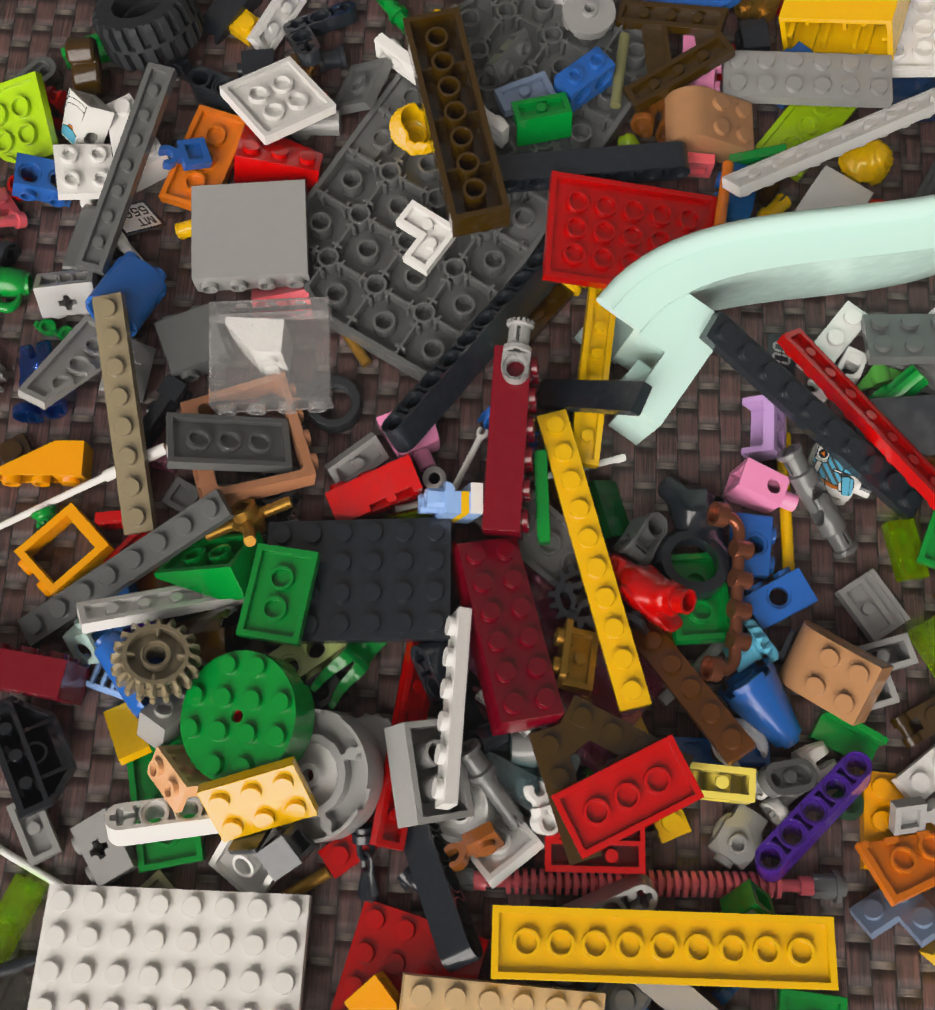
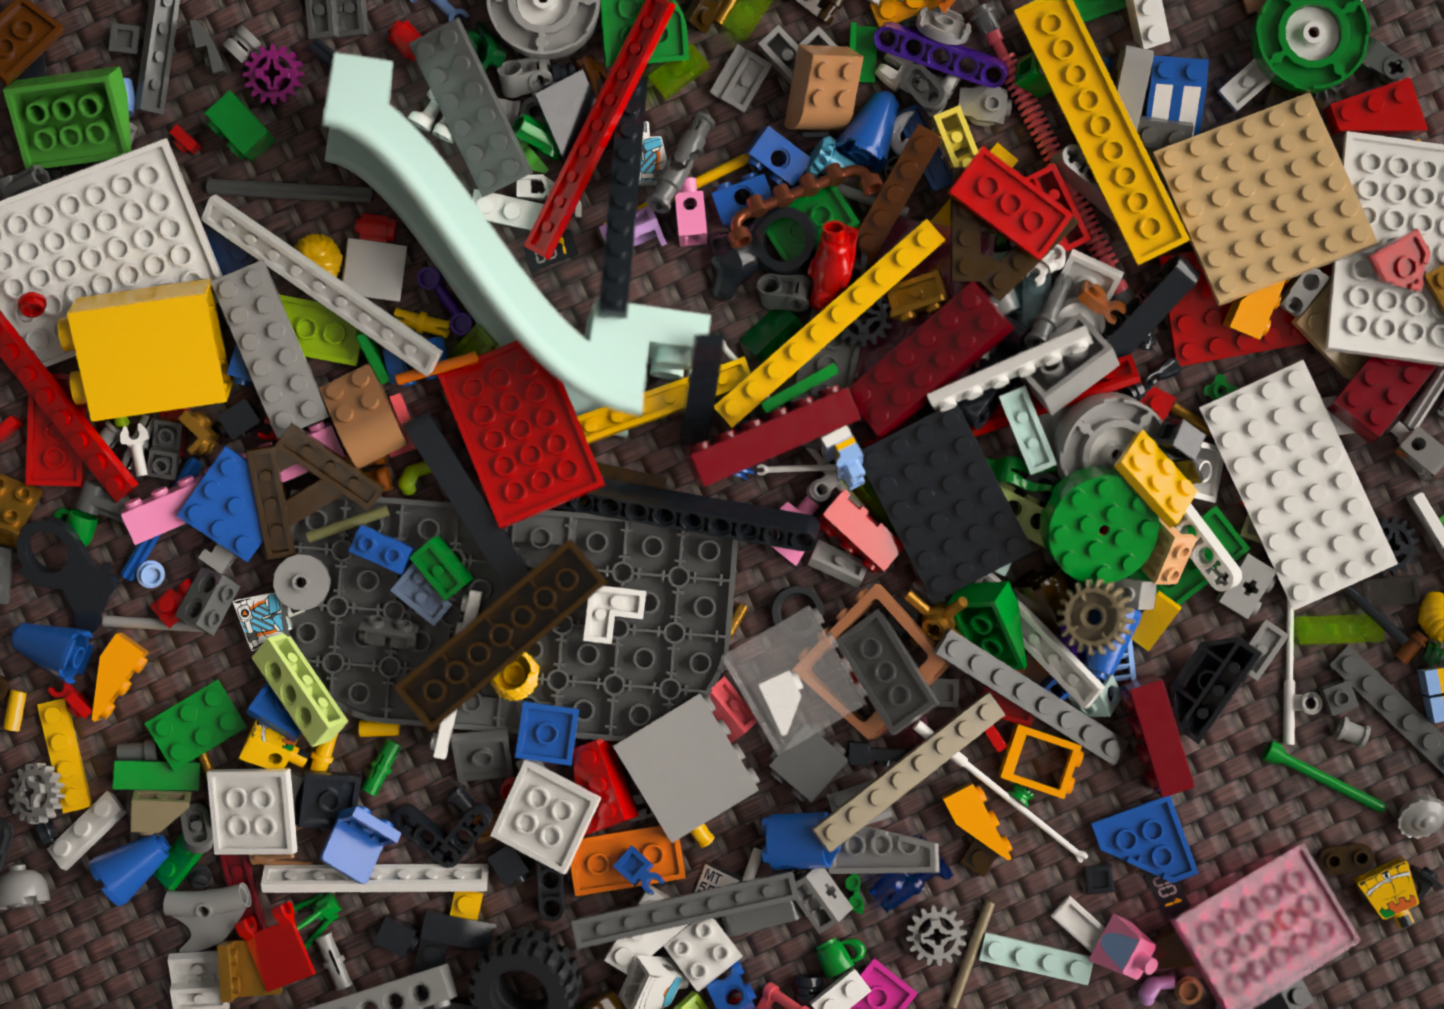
camera: 125 degrees left, 15 degrees up
(278, 594) = (992, 555): green plate -> none
(325, 936) = (1220, 382): none -> green plate
(348, 136) = (547, 733): none -> blue plate
(383, 697) = (1027, 430): none -> light aqua plate
(517, 350) = (705, 463): light grey connector -> none
(841, 835) = (943, 27): none -> light grey plate

